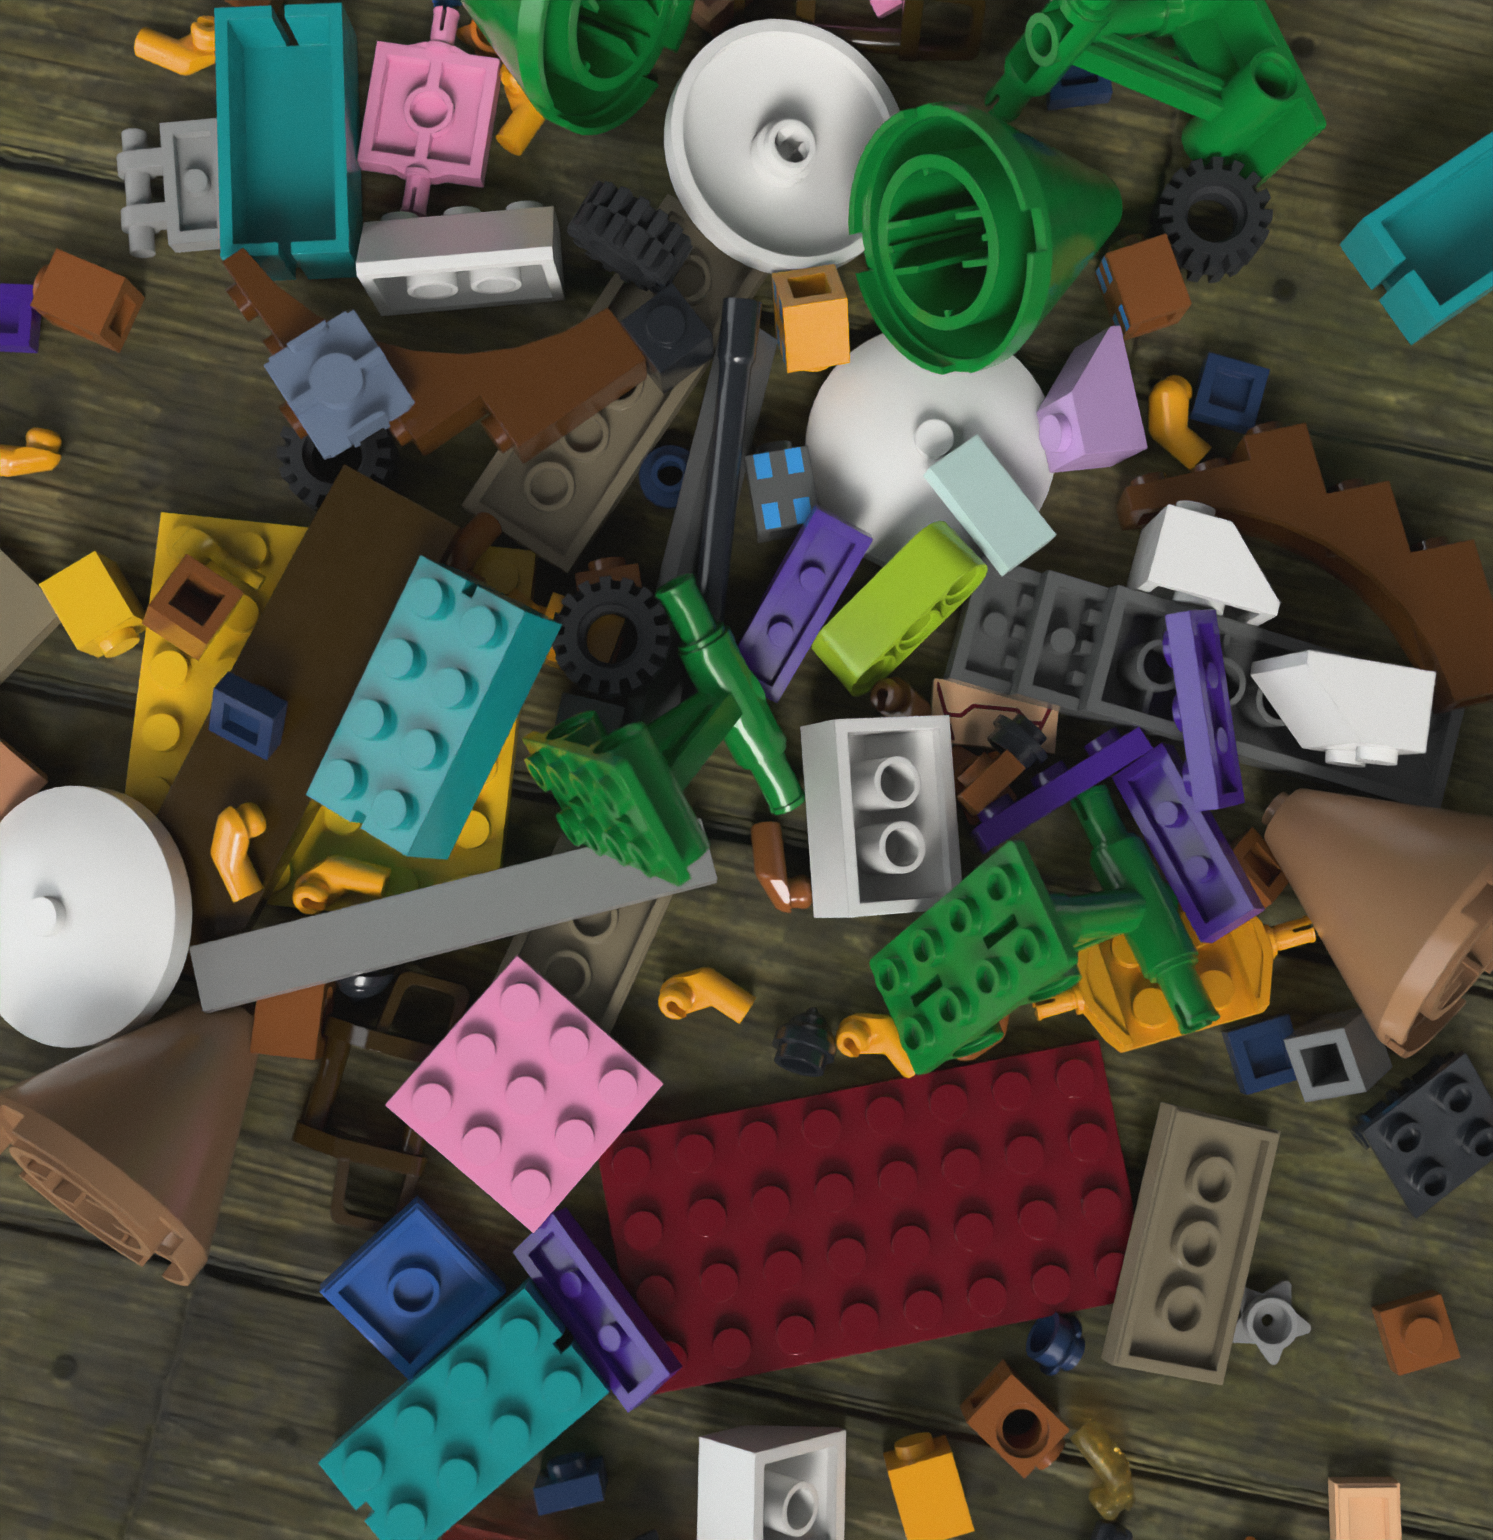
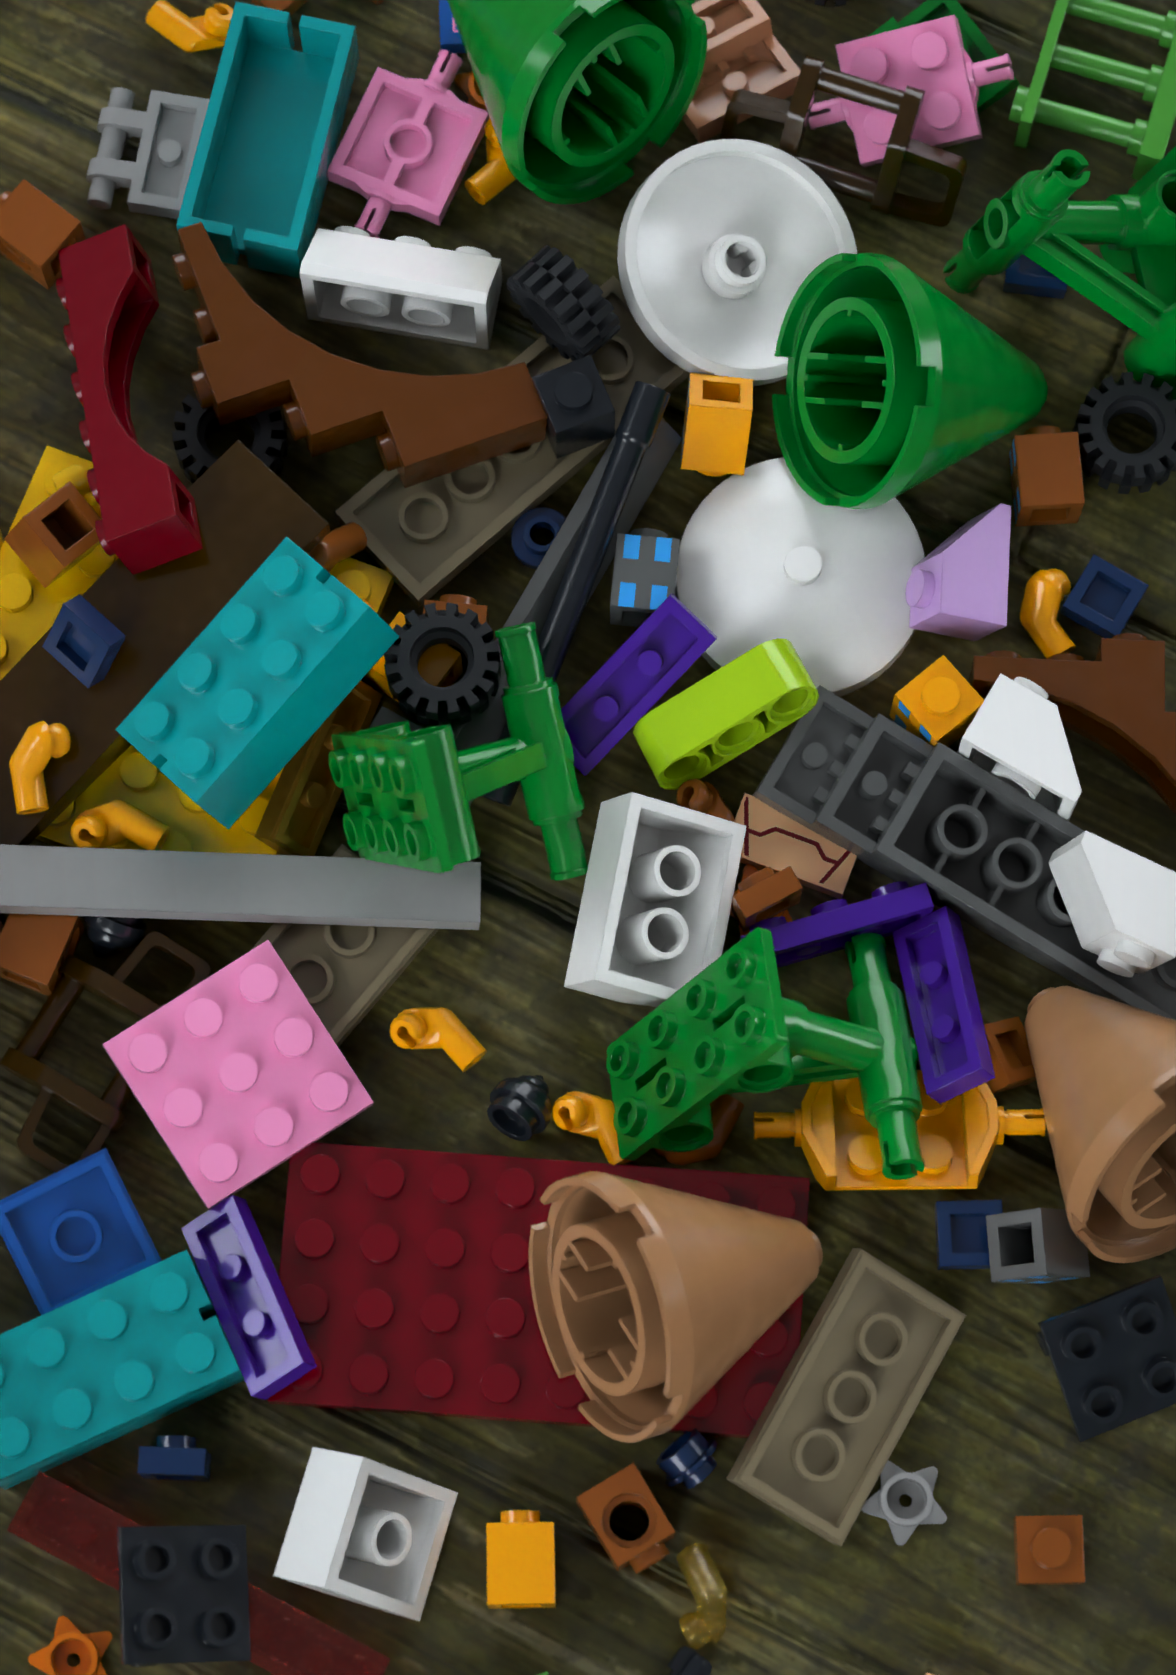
camera: 15 degrees right, 10 degrees down
(180, 356) = (110, 303): none -> dark red arch
(339, 384) = (255, 365): sand blue piece -> none
(510, 796) = (306, 789): none -> pearl gold tile
(771, 869) = (535, 931): dark orange arm -> none
(989, 505) = (837, 638): light aqua tile -> none
(1004, 1225) = (657, 1293): none -> medium nougat cone
(1020, 738) = (809, 866): black plate -> none
(1100, 544) = (936, 704): none -> light orange brick
(1203, 710) = (988, 877): dark purple plate -> none

